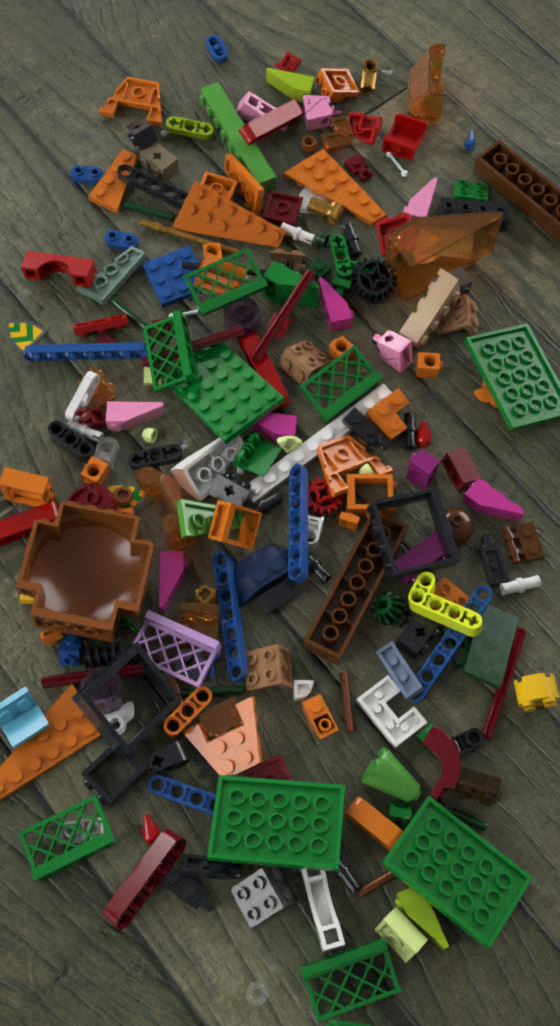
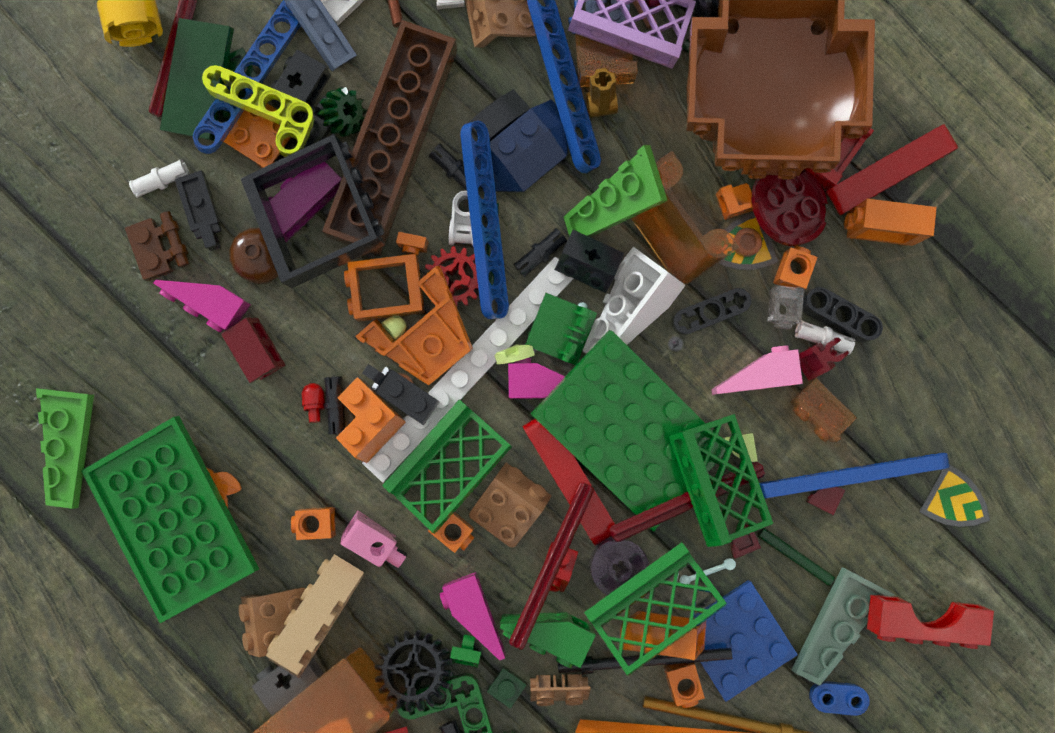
camera: 170 degrees right, 20 degrees up
(83, 395) = (841, 388): white beam -> none
(100, 325) = (840, 527): red plate -> none
(149, 435) = (726, 345): yellowish green hinge -> none
(171, 575) = (657, 122): dark pink slope -> none
(223, 520) = (592, 178): orange window -> none
(422, 468) = (309, 332): magenta brick -> none

